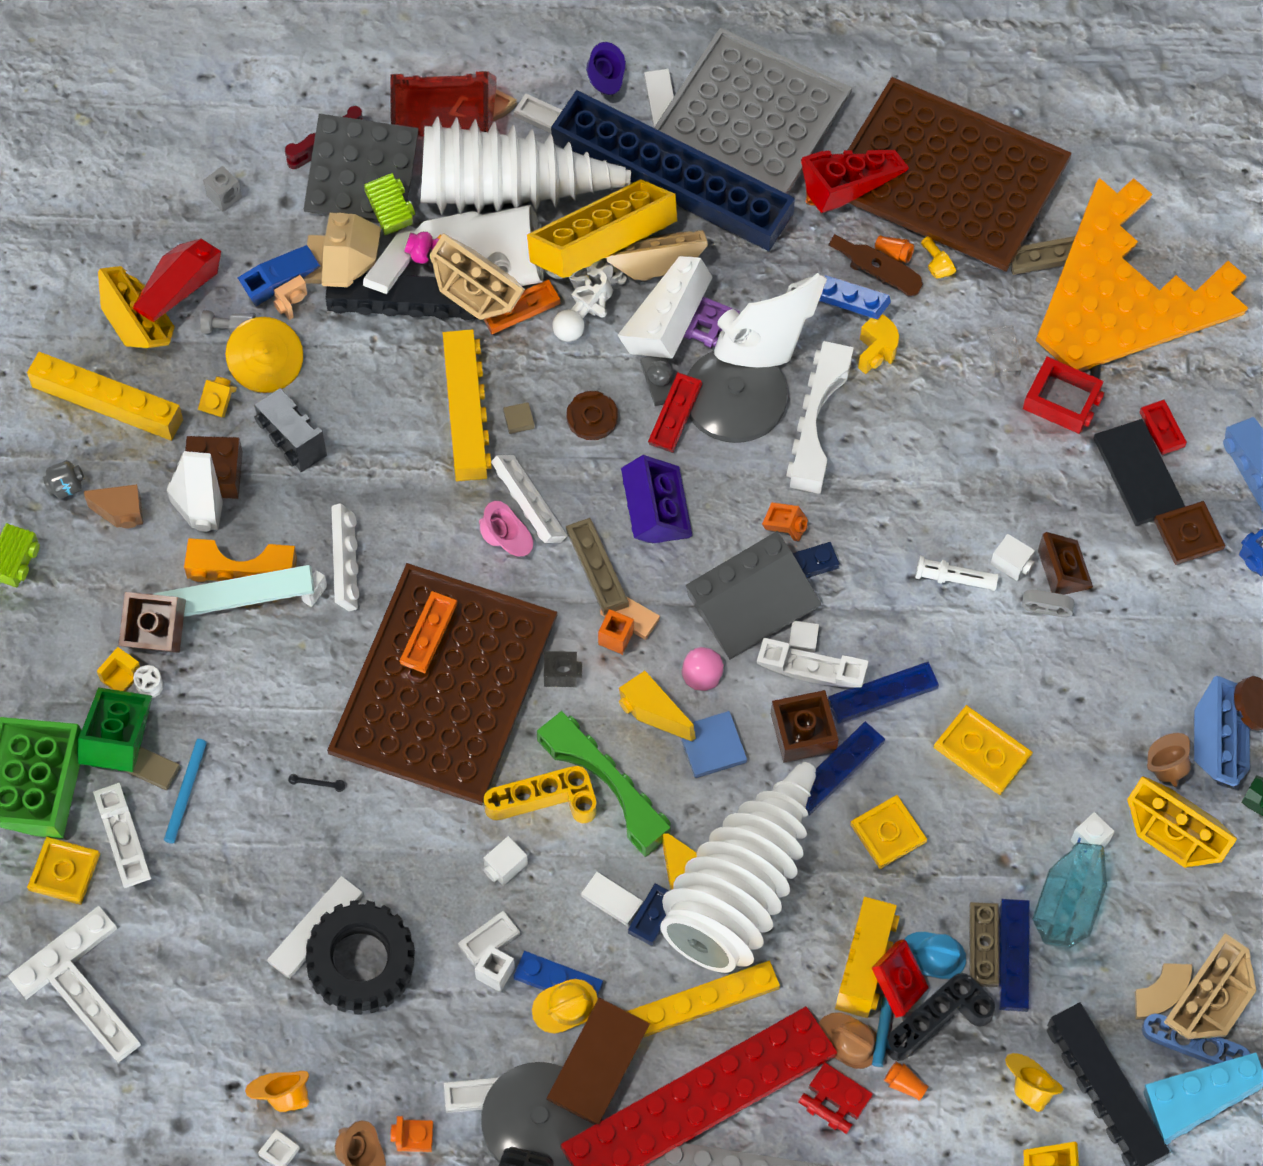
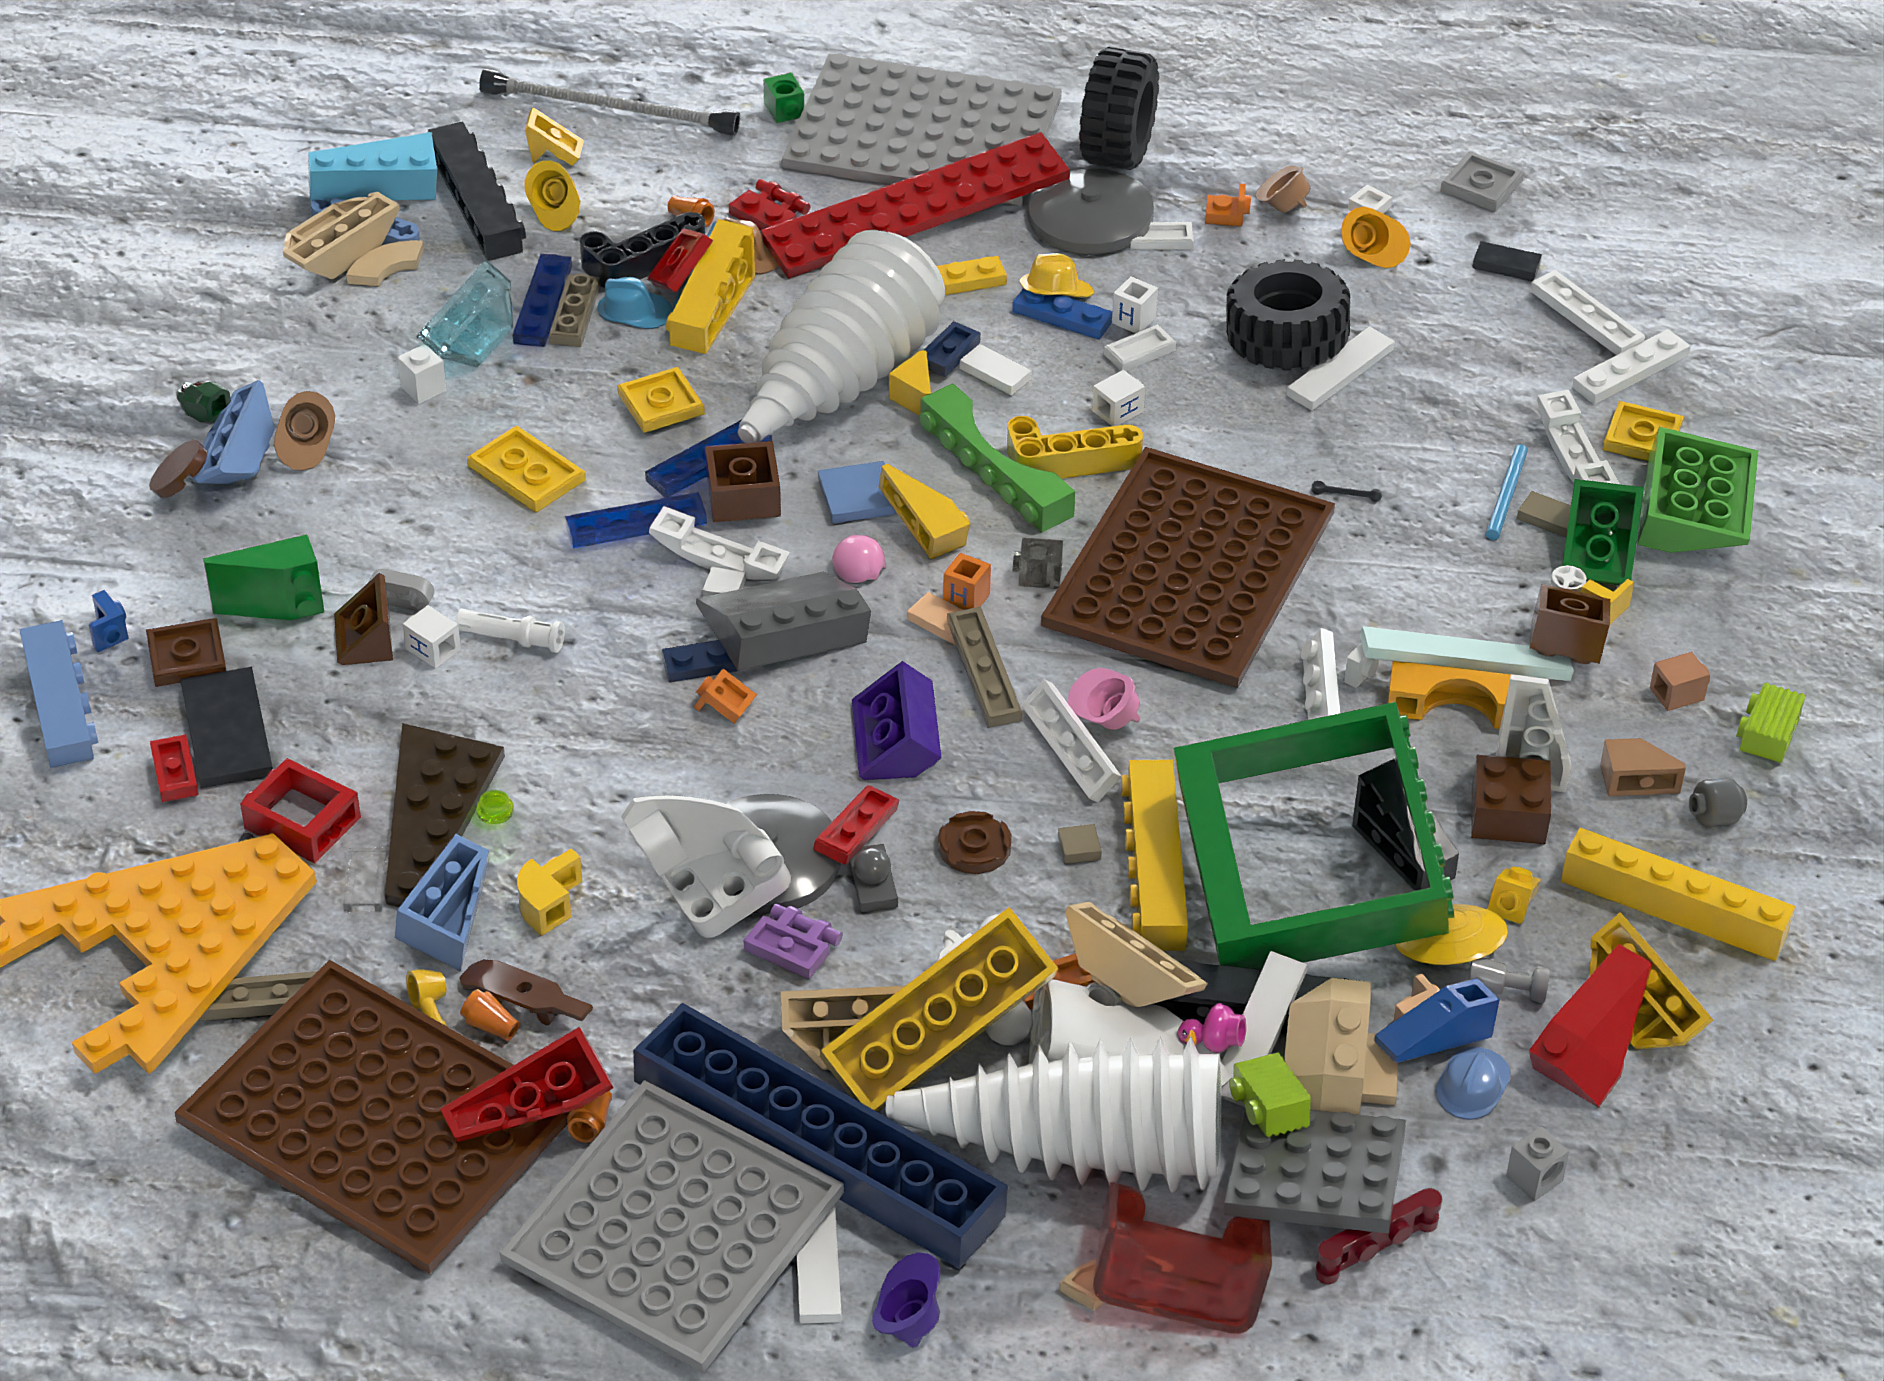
camera: 175 degrees left, 20 degrees down
(73, 590) = (1679, 681): none -> nougat brick
(157, 1084) = (1507, 261): none -> black tile
(255, 249) = (1473, 1083): none -> medium blue piece
(366, 424) = (1325, 931): none -> green door
(428, 632) = (1209, 591): orange plate -> none
(537, 112) = (1020, 1263): white tile -> none
(598, 1061) = (1024, 227): reddish brown tile -> none
(668, 310) = (857, 921): white wedge -> none
(810, 461) = (618, 862): white arch -> none
(854, 298) = (574, 941): plate -> none
(930, 414) = (495, 807): none -> clear neon green plate
(943, 318) = (444, 903): none -> medium blue wedge
(973, 426) = (434, 800): none -> dark brown wing
(1144, 582) = (266, 581): none -> green slope
(1177, 825) = (301, 369): yellow wedge -> none

